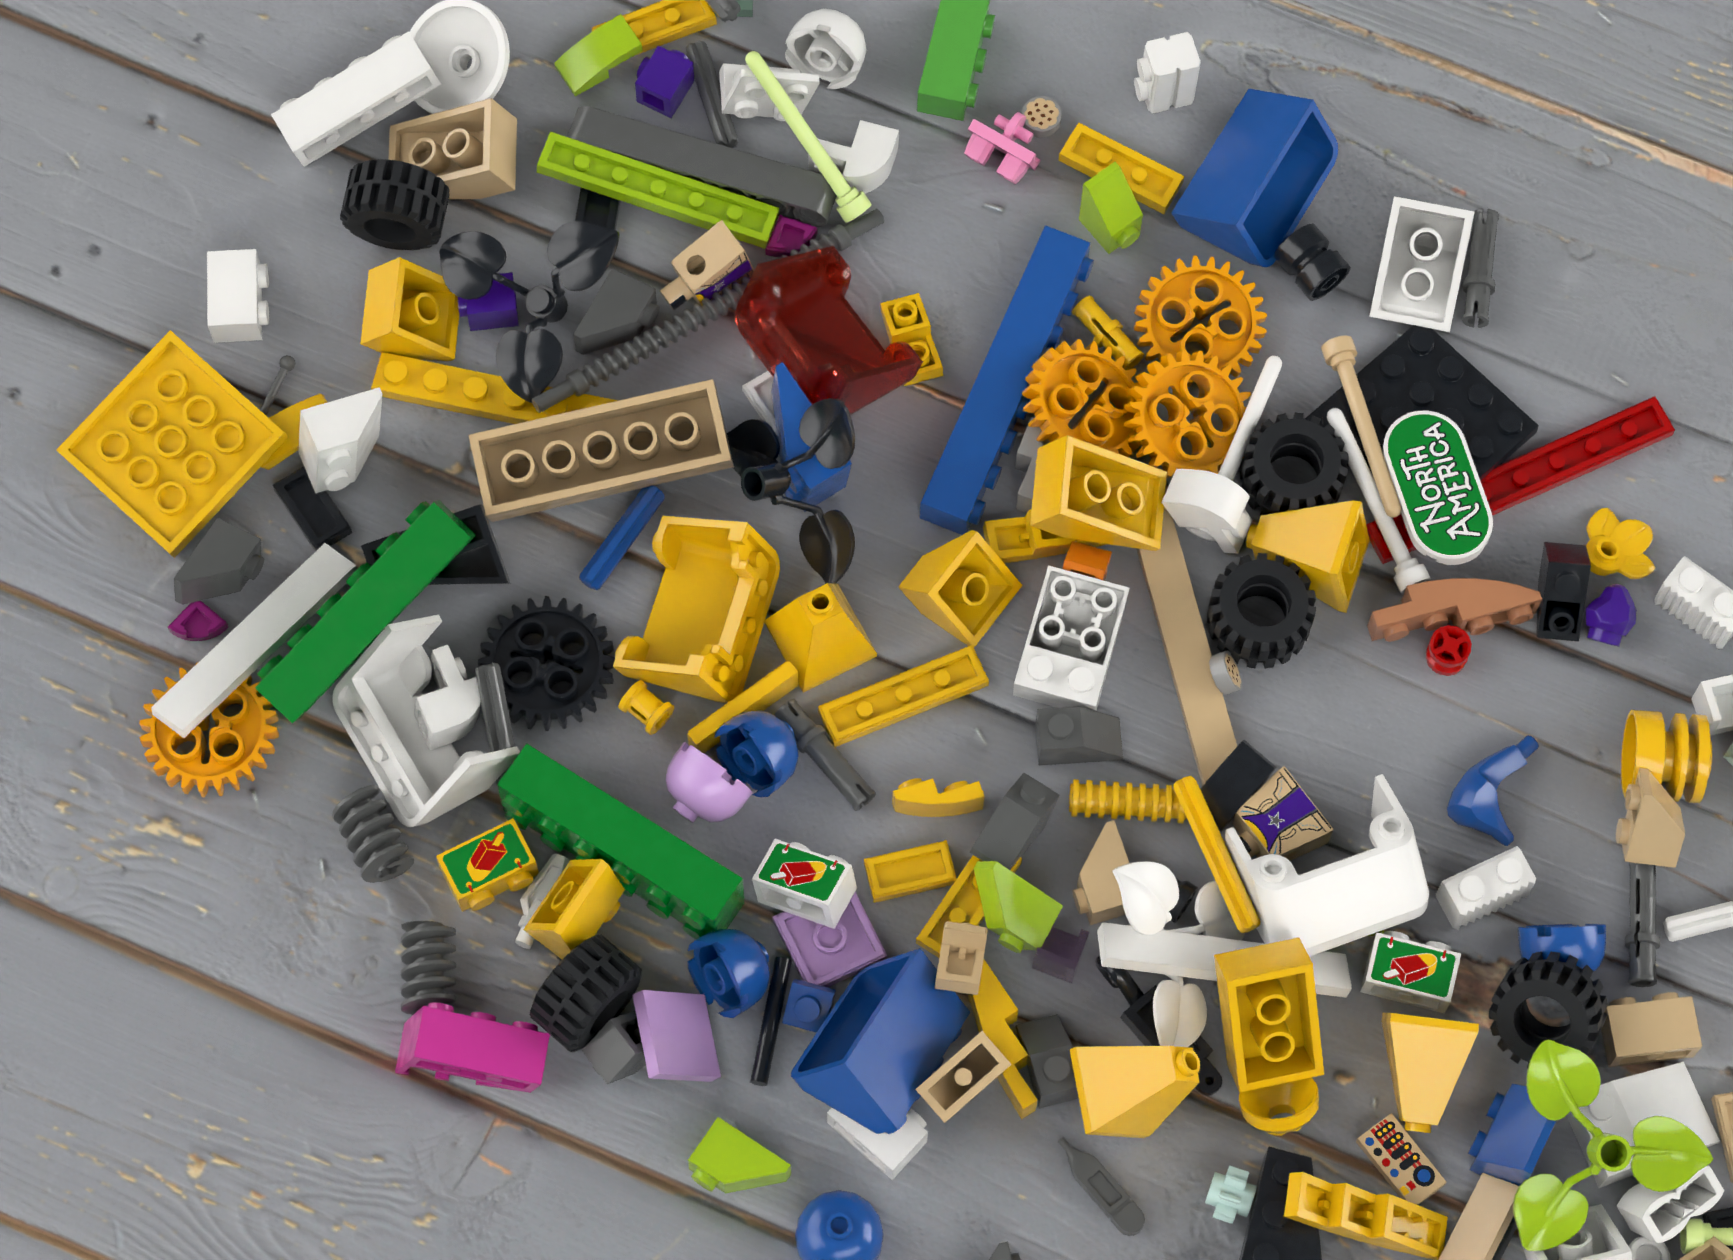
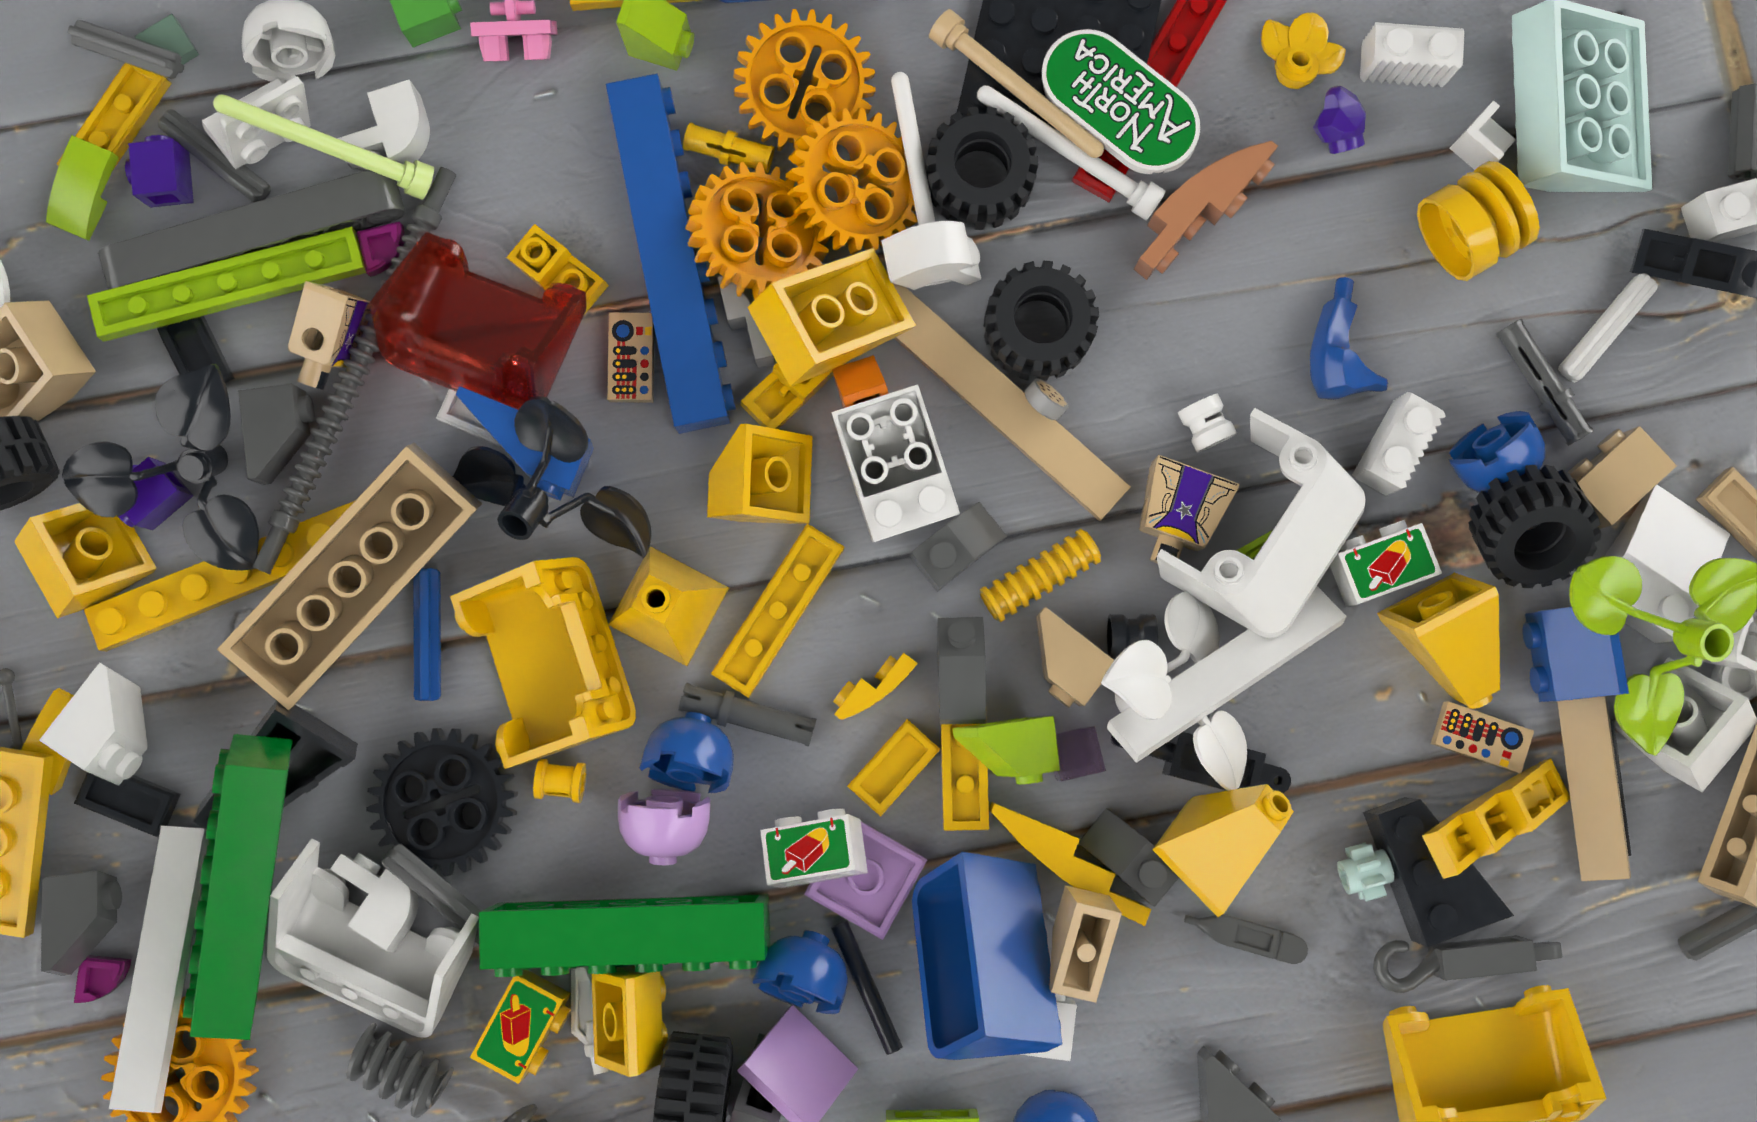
camera: 35 degrees left, 15 degrees up
(755, 698) = (646, 722): yellow tile -> none
(808, 1005) = (891, 954): blue plate -> none
(922, 437) = (631, 357): none -> tile
(961, 958) = (1004, 835): tan bracket -> none
(1216, 854) = (1158, 580): yellow axle -> none
(1235, 782) = (1124, 504): black slope -> none
(1269, 1014) = (1303, 697): yellow brick -> none
(1294, 1097) = (1344, 745): yellow piece -> none
(1322, 541) = (1046, 226): yellow slope -> none
(1342, 773) = (1207, 433): none -> white wheel
(1453, 642) = (1228, 238): red wheel -> none
(1563, 590) = (1283, 114): black slope -> none
(1653, 824) = (1508, 294): tan slope -> none

